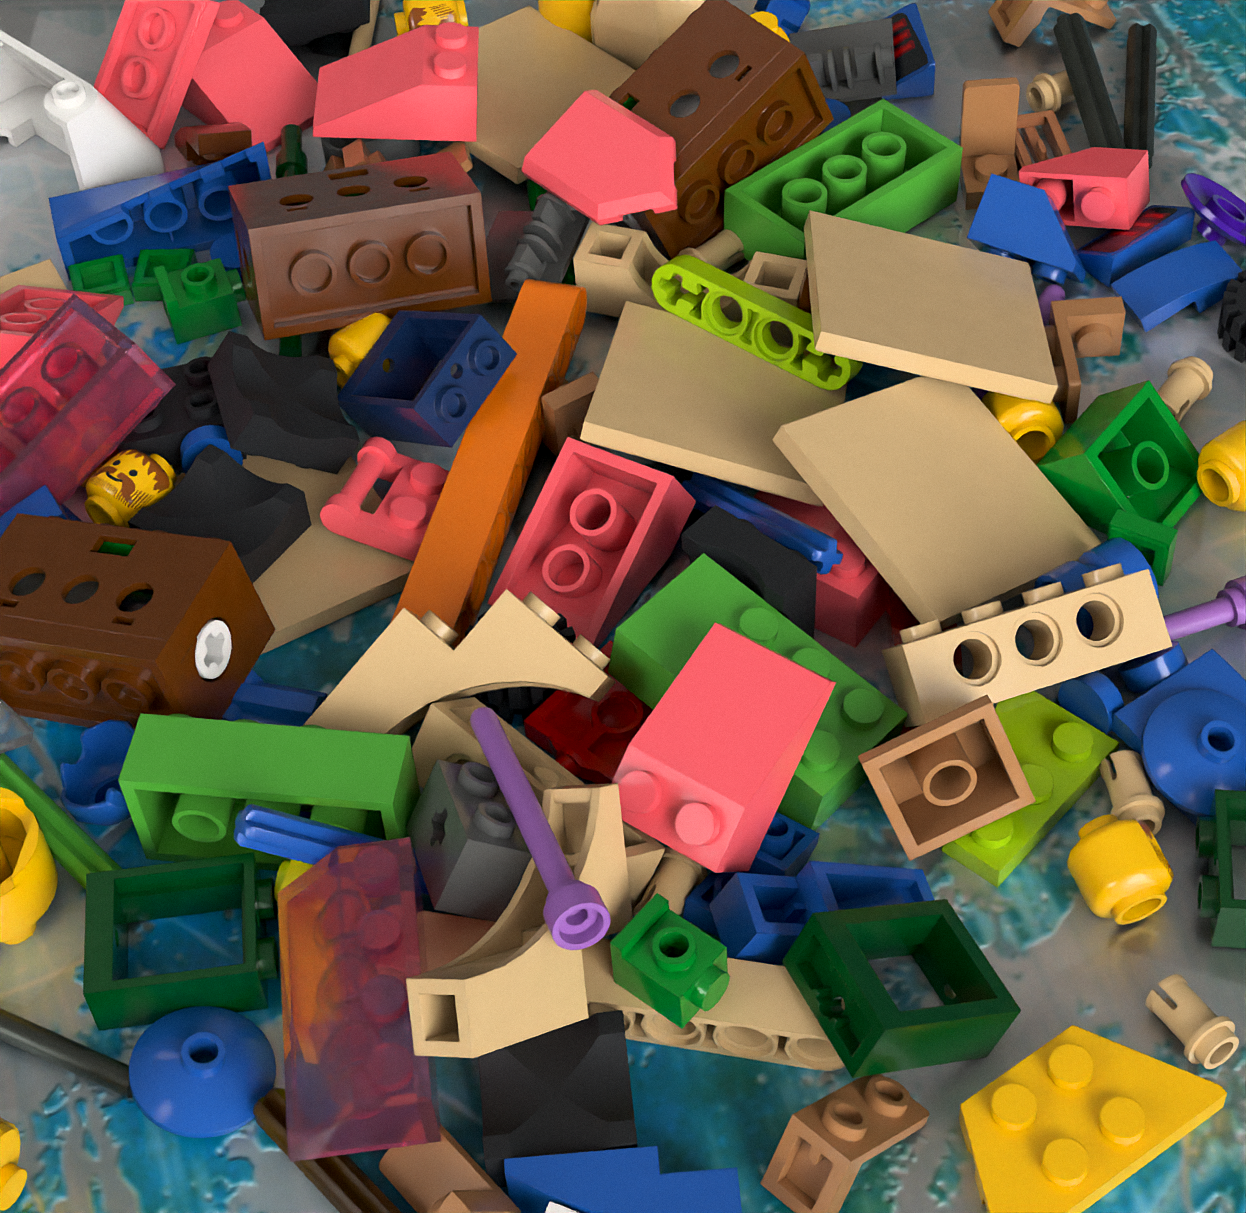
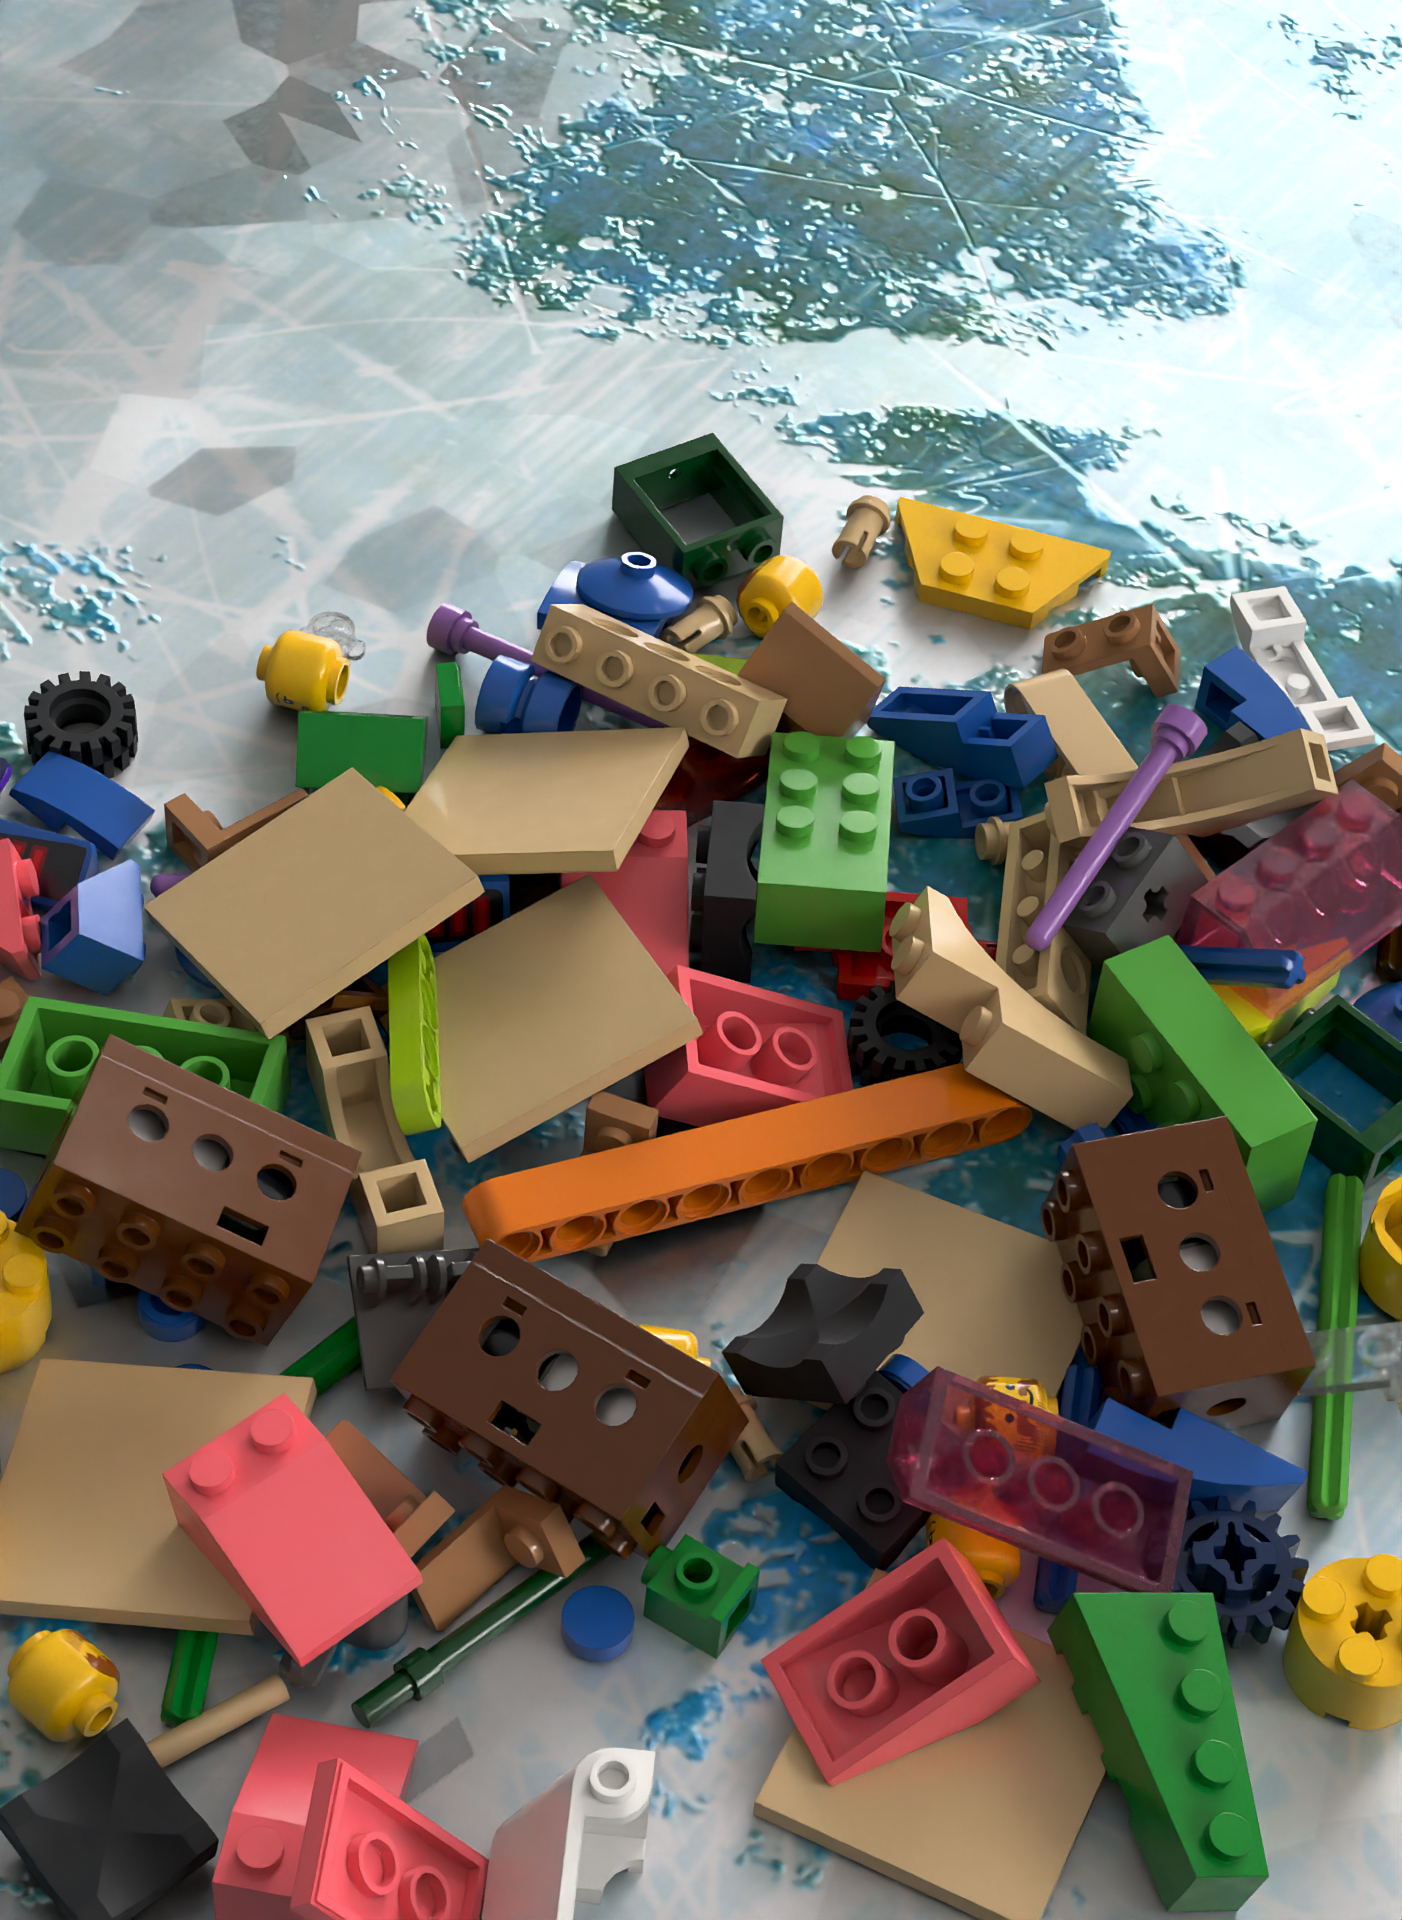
camera: 135 degrees left, 0 degrees up
(92, 783) = (1293, 1228): blue hair -> none
(102, 276) = (739, 1736): green tile -> none
(144, 281) = (677, 1681): green tile -> none
(154, 212) = (576, 1695): blue wedge -> none
(212, 142) = (461, 1740): reddish brown slope -> none
(233, 505) = (985, 1309): black brick -> none
(403, 513) = (825, 1219): coral plate -> none
(414, 347) = (748, 1243): dark blue window -> none
(605, 161) = (321, 1208): coral tile -> none
(669, 963) = (1110, 735): green brick -> none
(721, 750) = (935, 789): coral slope -> none
(791, 533) = (663, 876): blue axle -> none
(871, 1032) = (1043, 619): dark green window -> none
(1187, 381) = (228, 757): tan pin -> none

